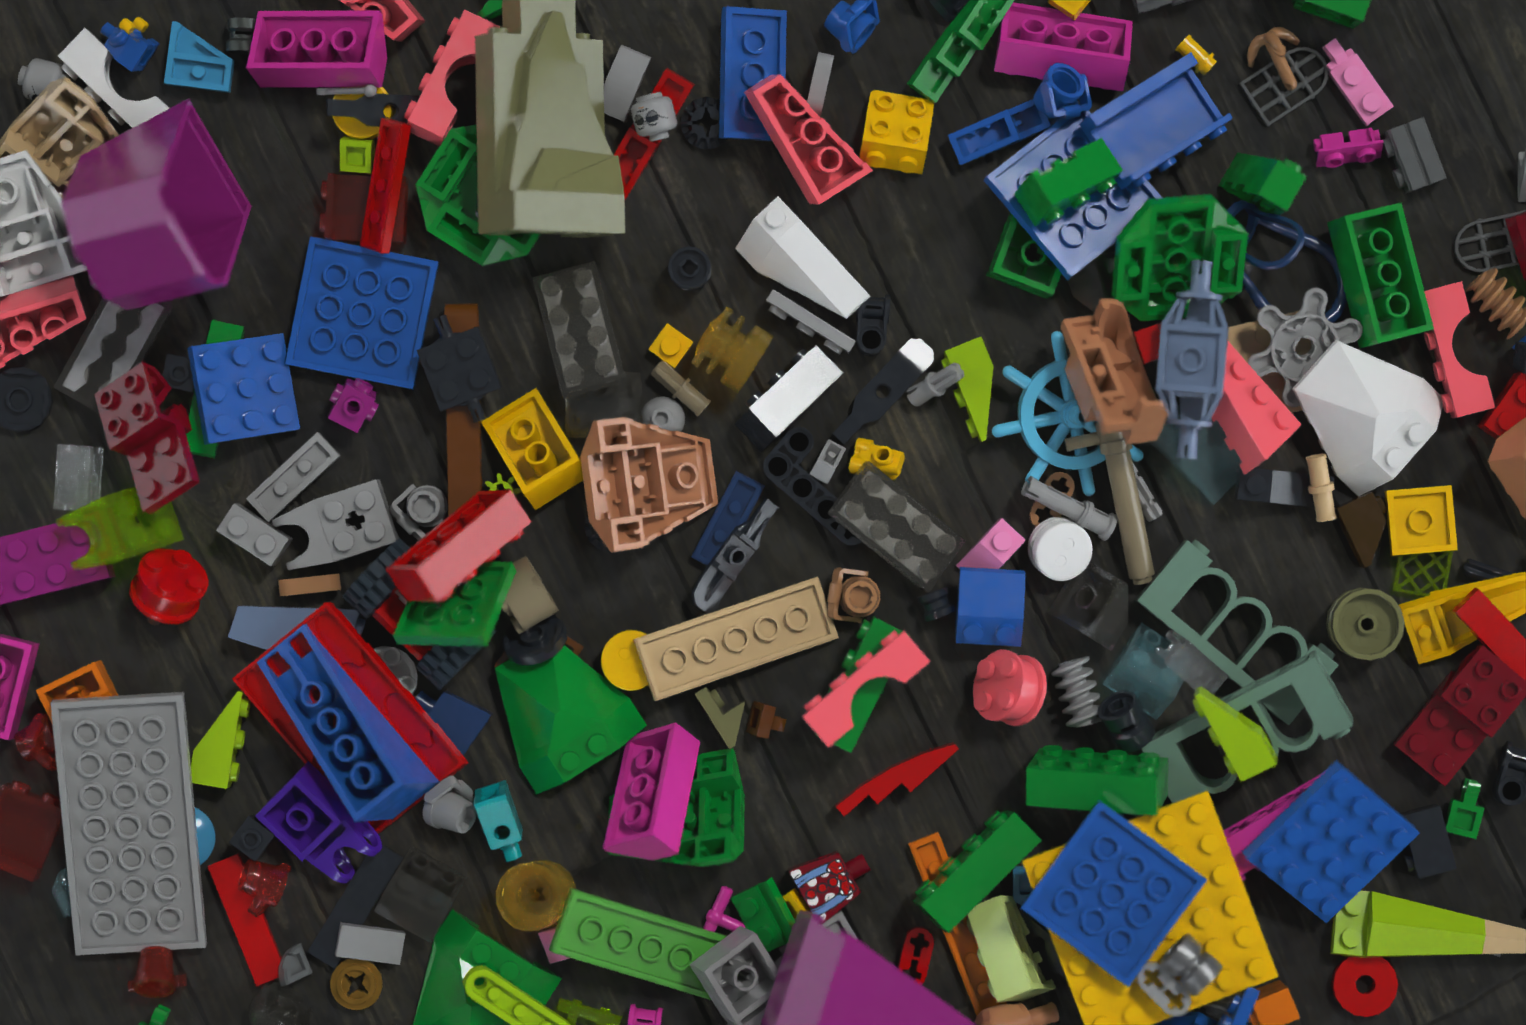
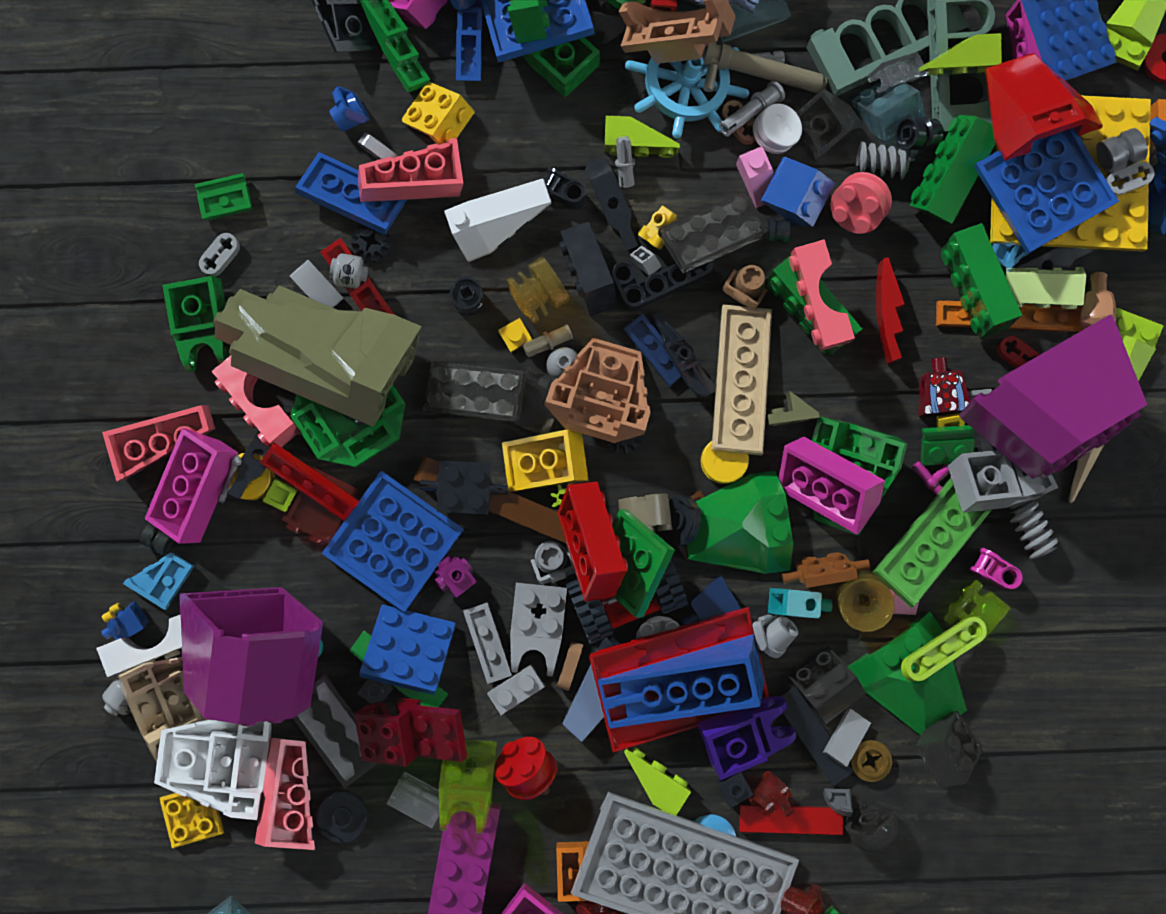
camera: 70 degrees left, 5 degrees down
(551, 834) = (825, 570): none -> dark orange plate
(763, 720) = (807, 386): reddish brown tile -> none
(809, 323) = (542, 231): light grey plate -> none
(1200, 839) = (1033, 103): none -> red wedge

